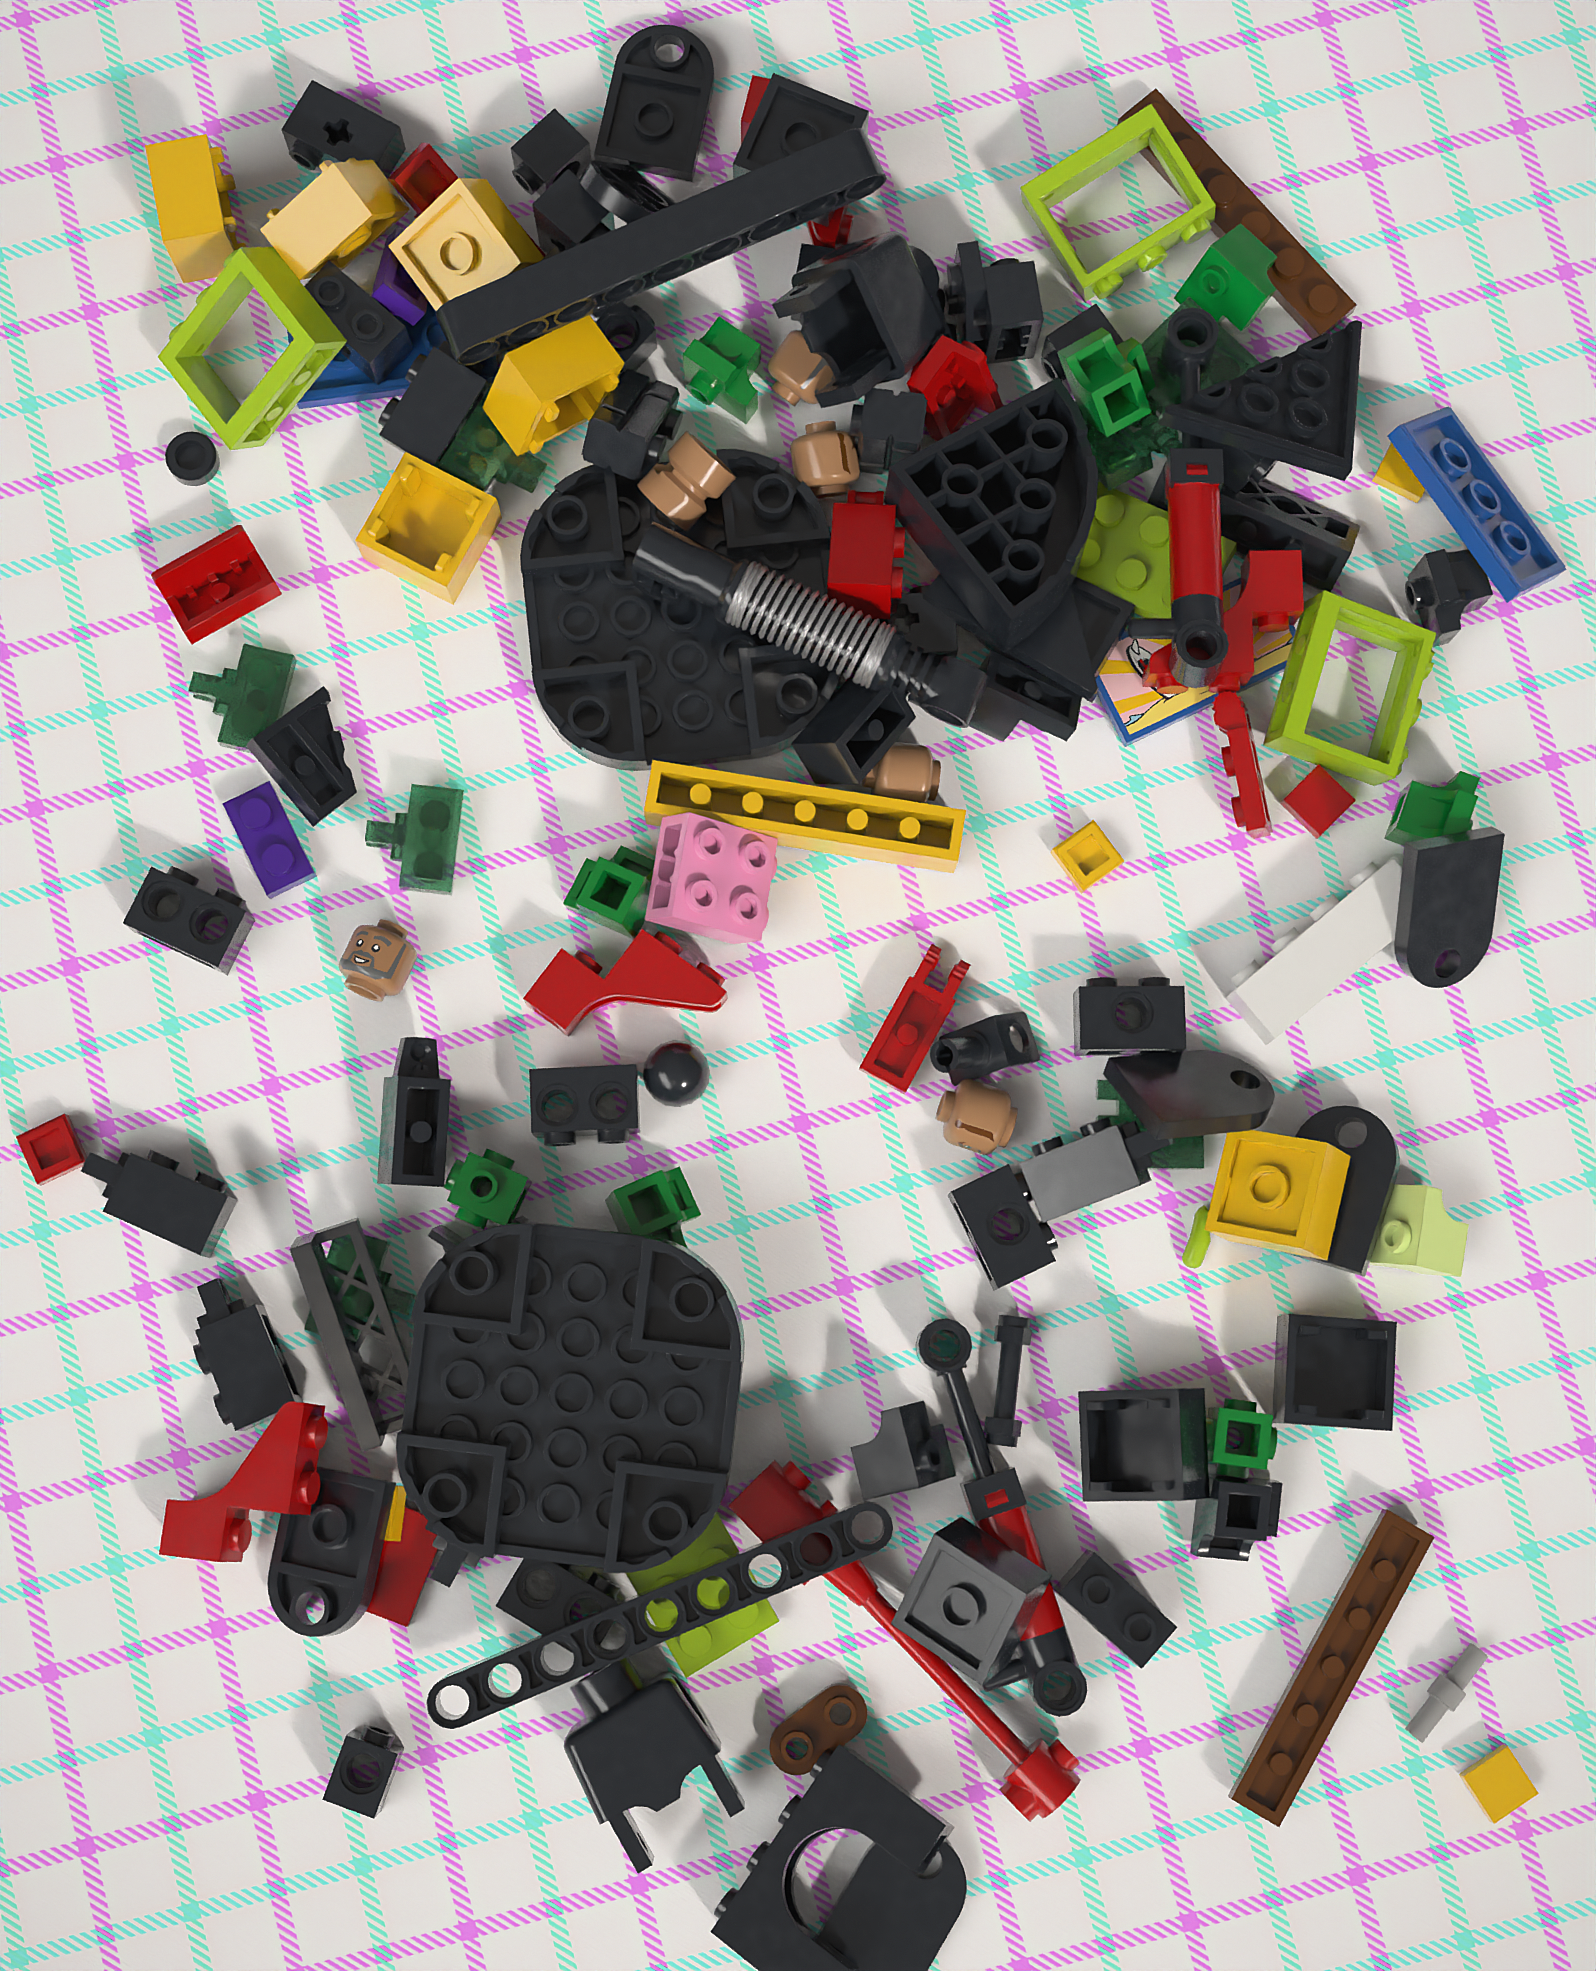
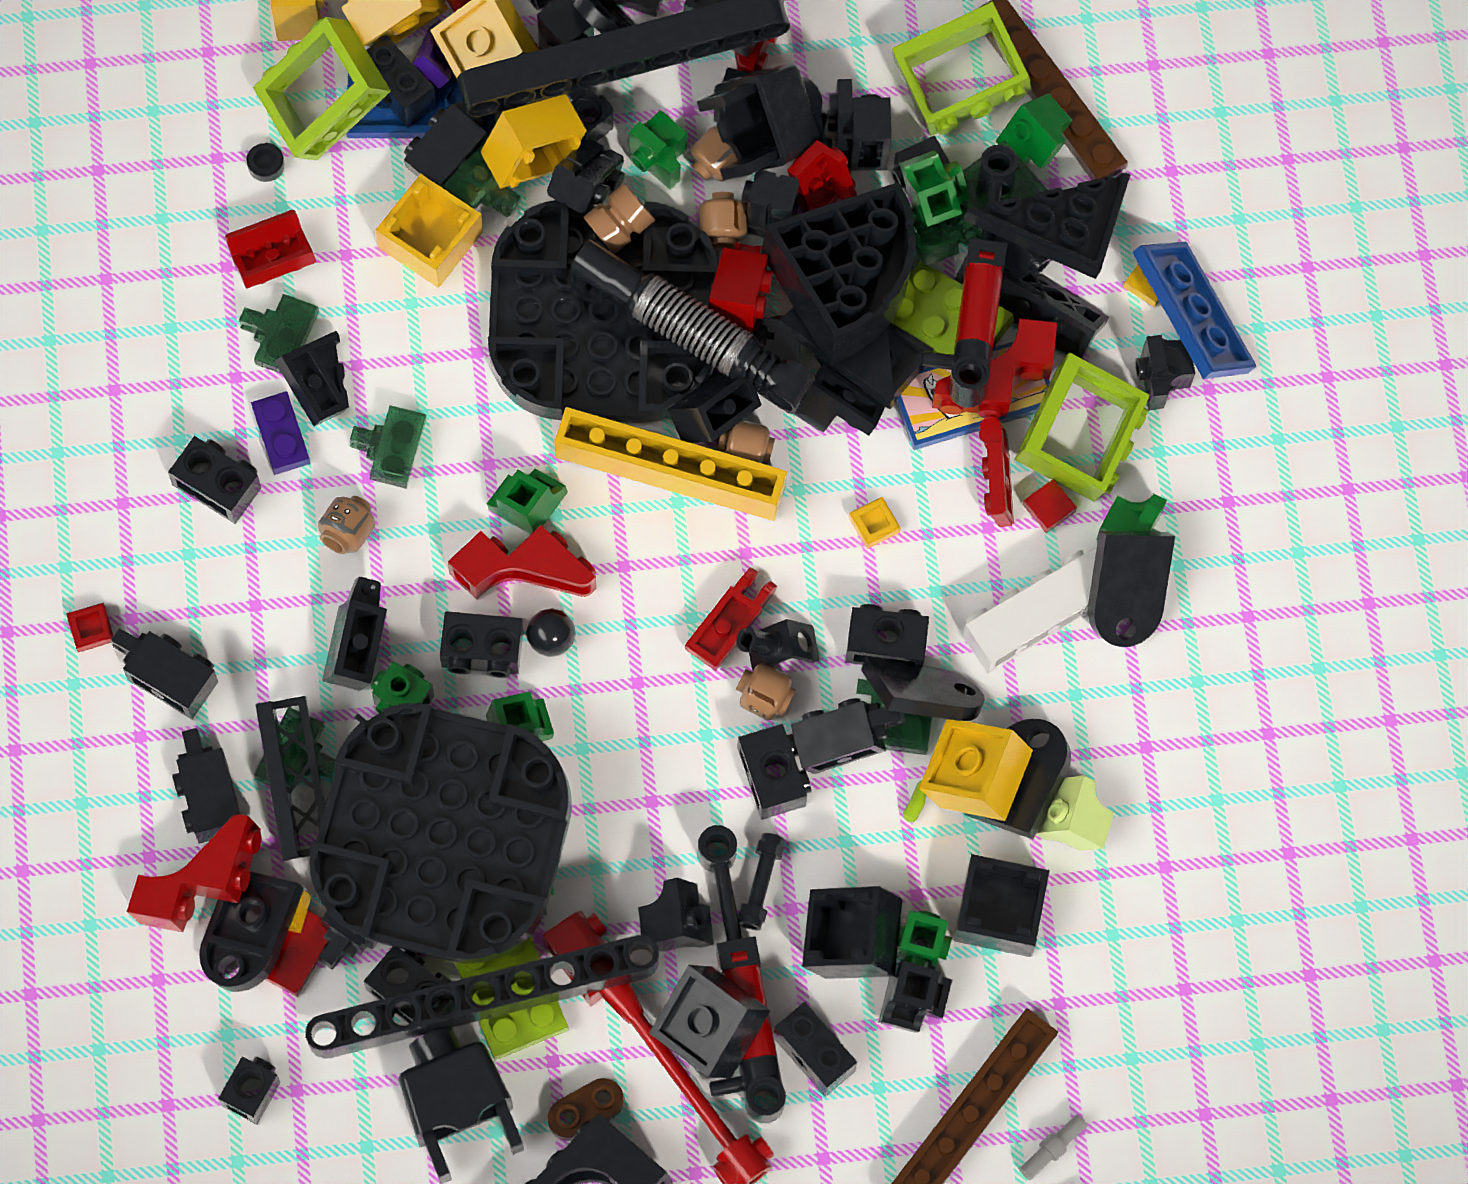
camera: 10 degrees right, 10 degrees down
(712, 879) = (597, 497): bright pink brick -> none

